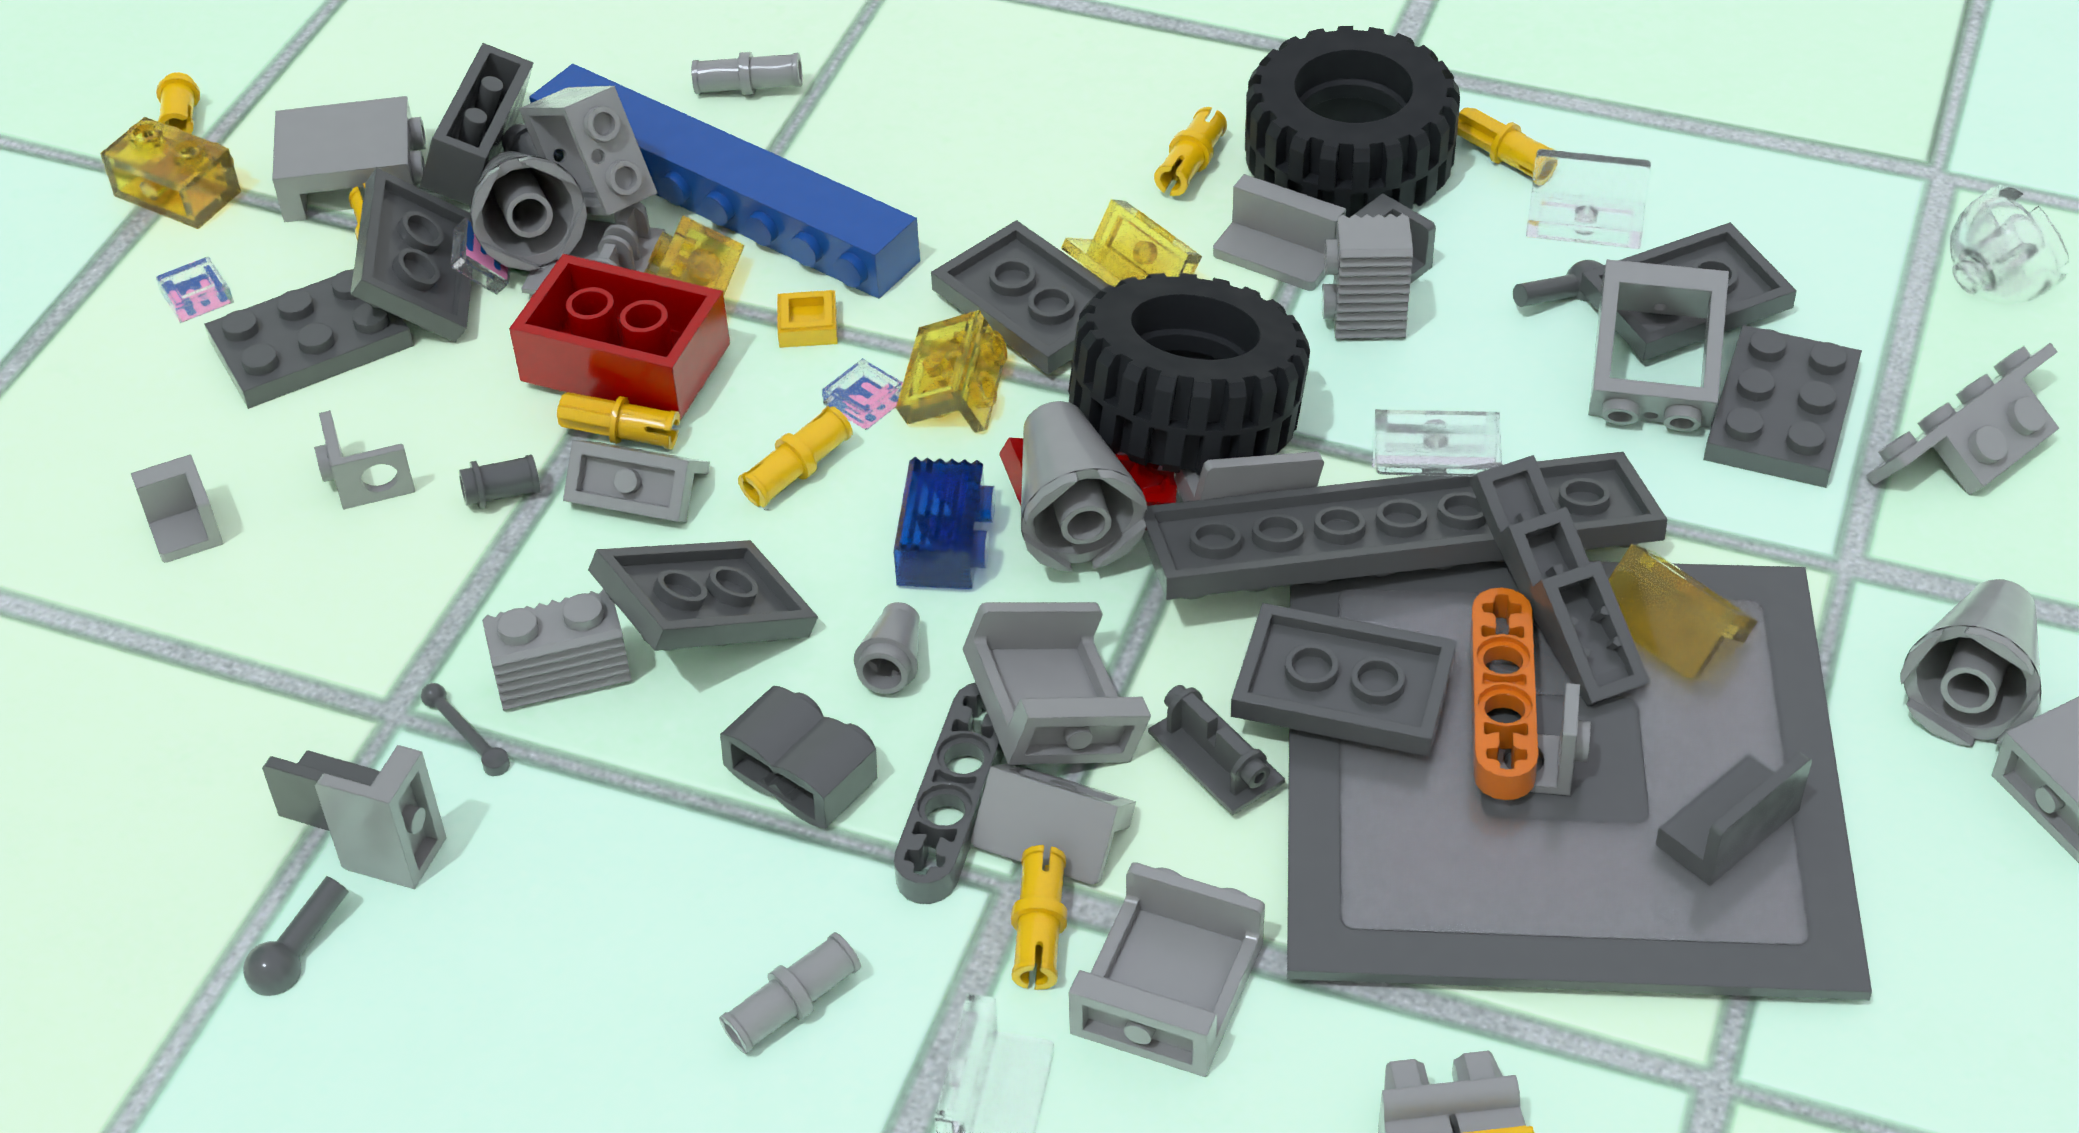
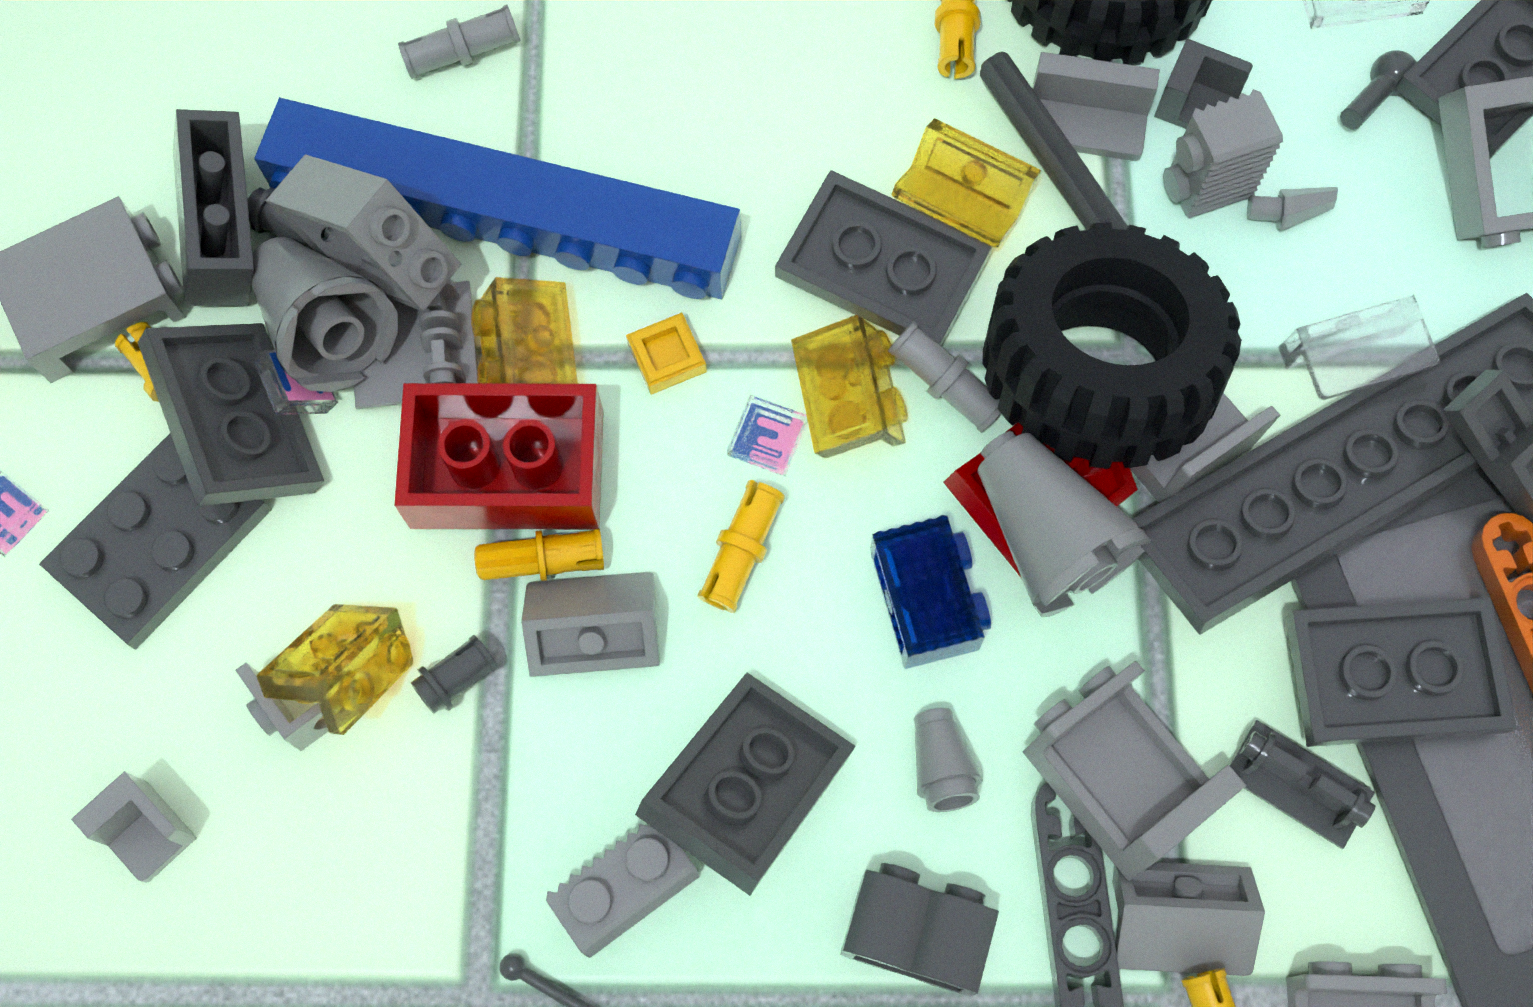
camera: 20 degrees left, 25 degrees up
(410, 437) = (341, 663): none -> clear yellow bracket
(1039, 377) = (946, 376): none -> light grey pin
(1220, 230) = (1048, 142): none -> dark grey axle
(1435, 349) = (1292, 205): none -> light grey bar

